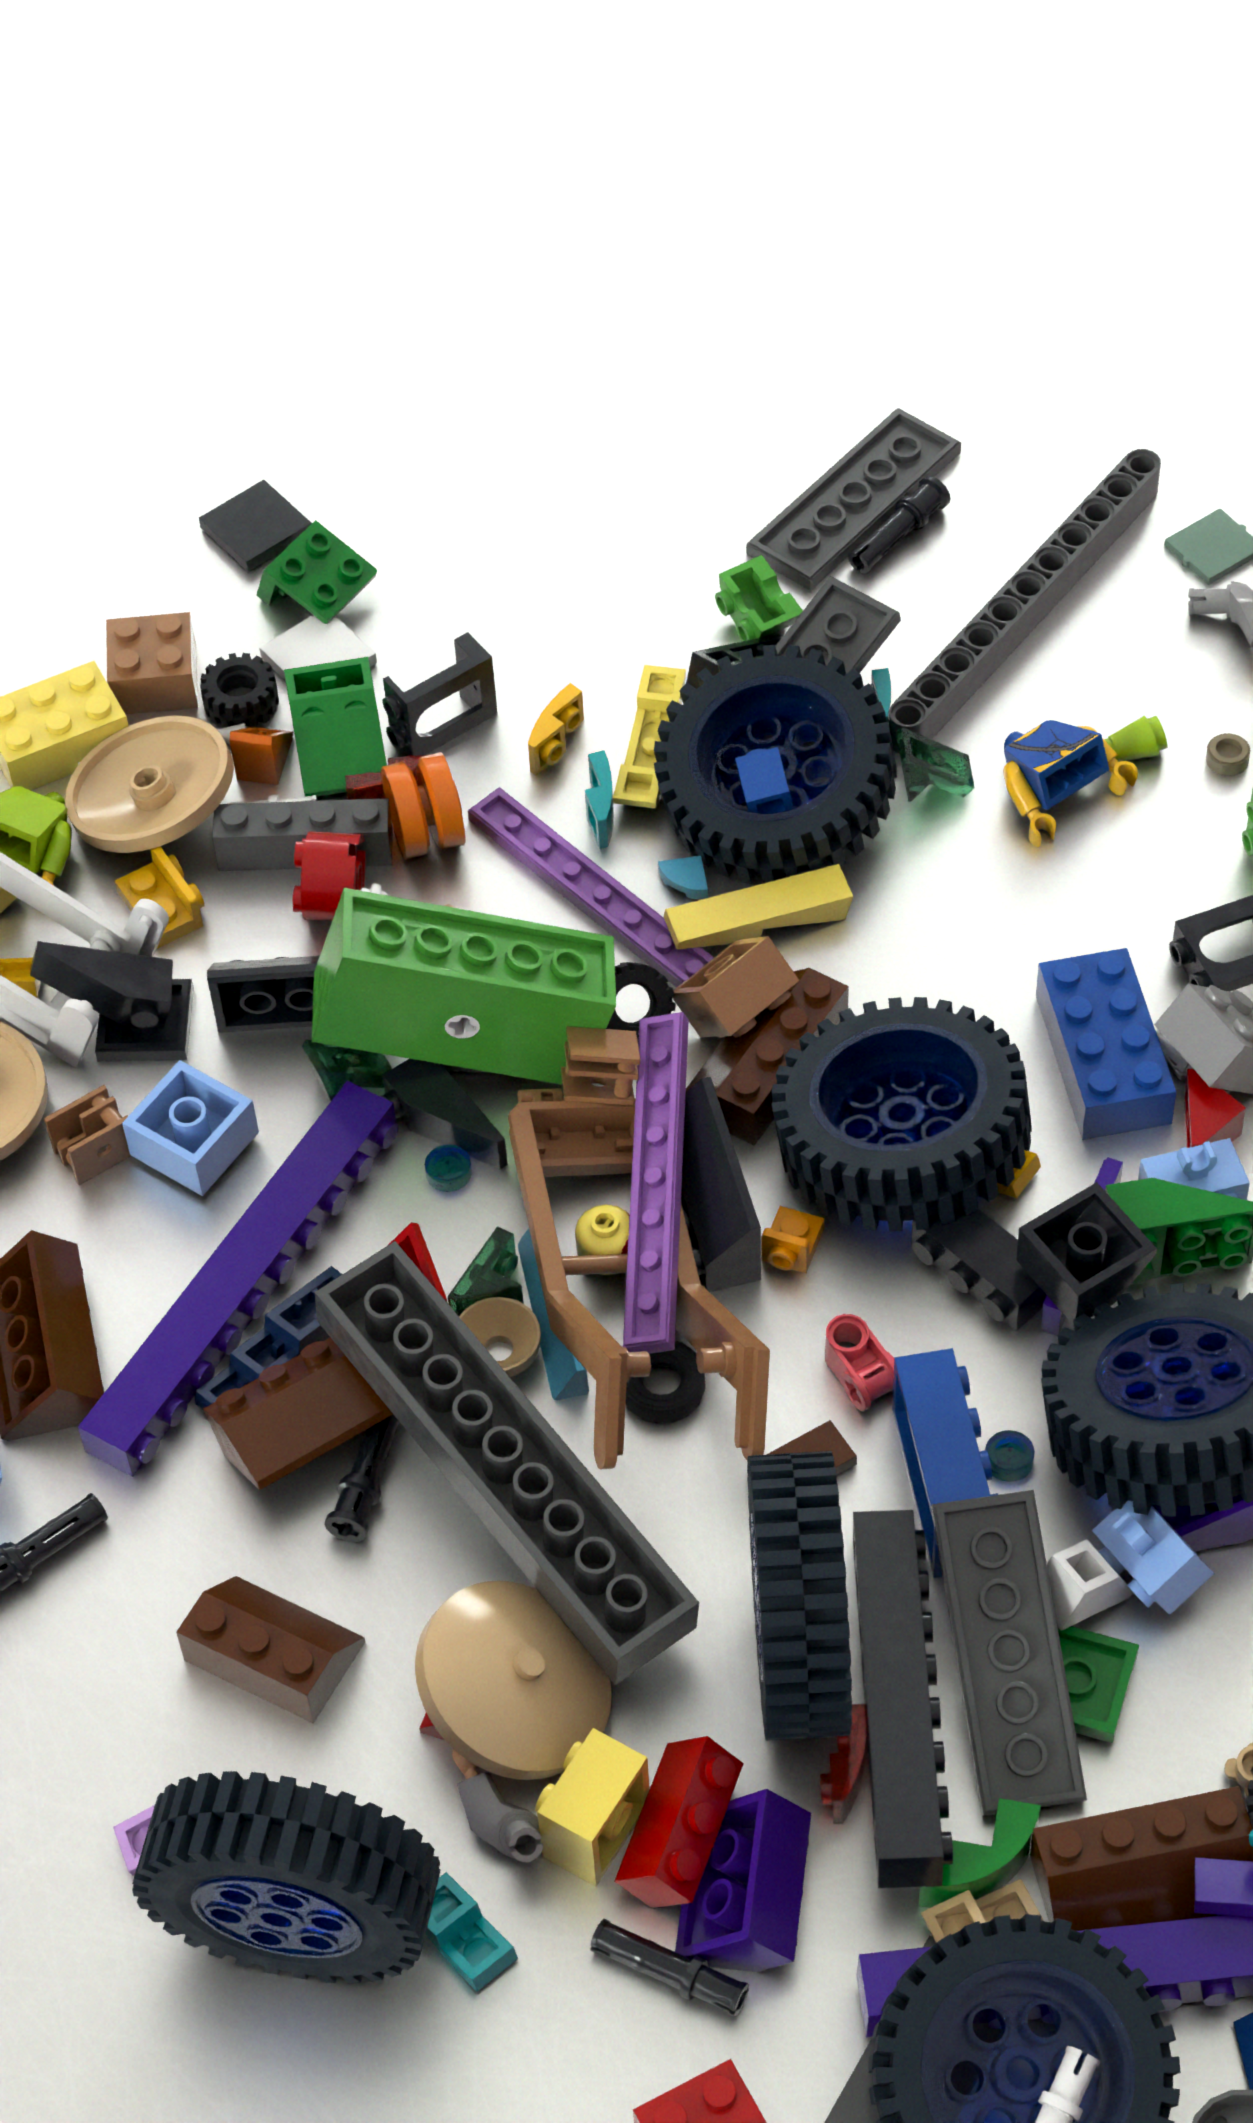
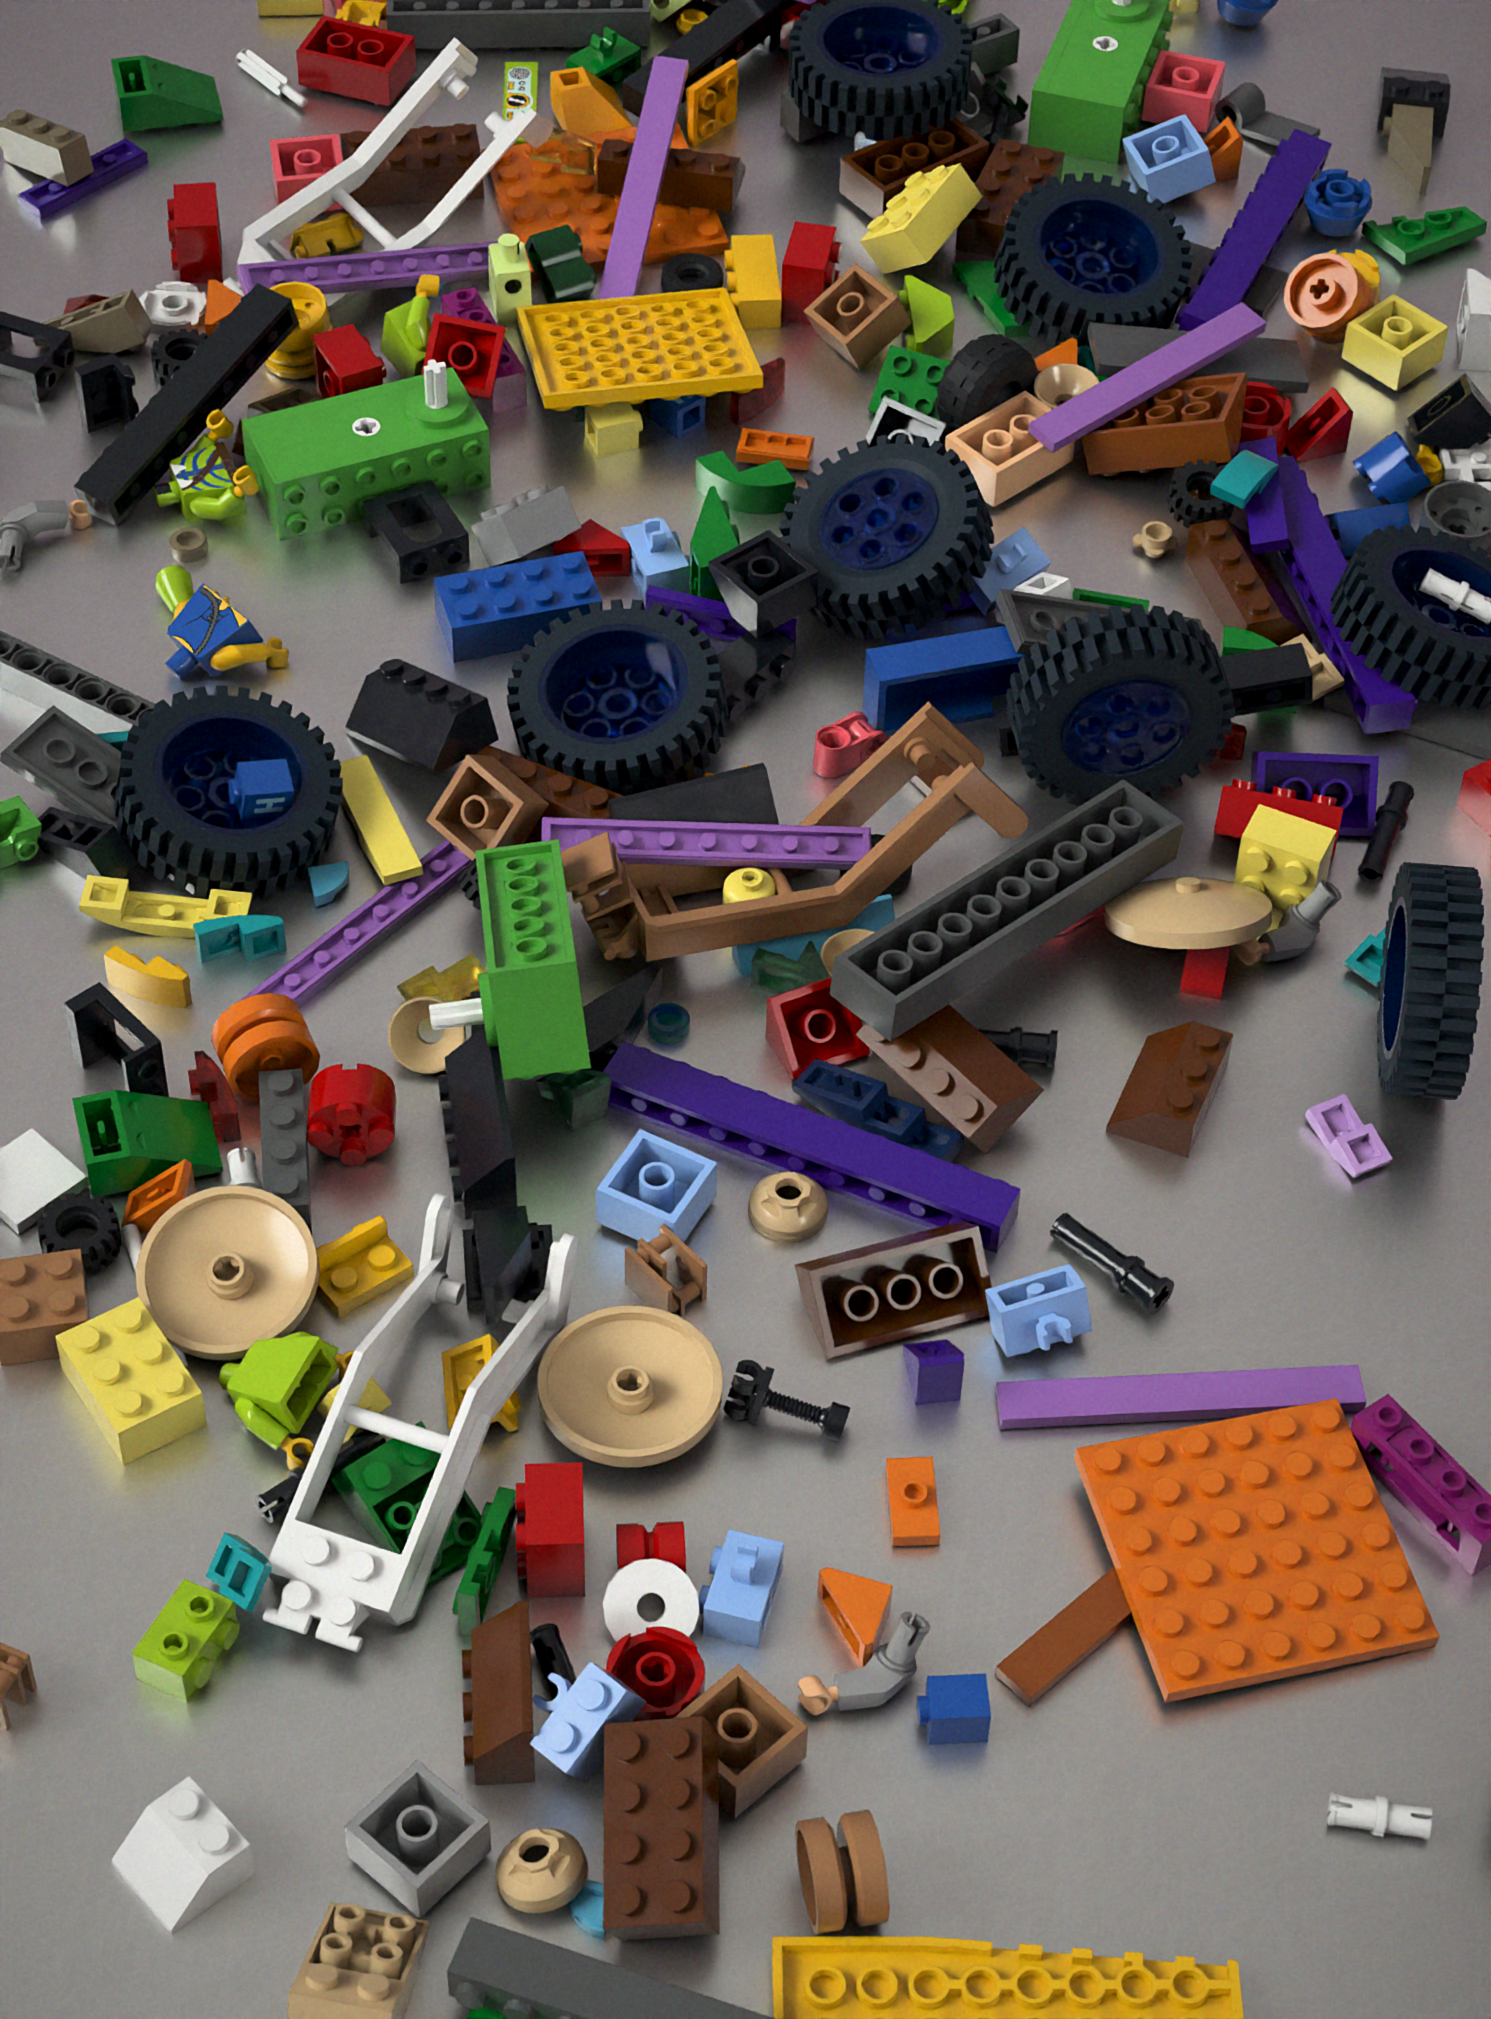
camera: 100 degrees left, 5 degrees down
(170, 1274) = (787, 1219): none -> tan piece
(895, 939) = (420, 717): none -> black slope

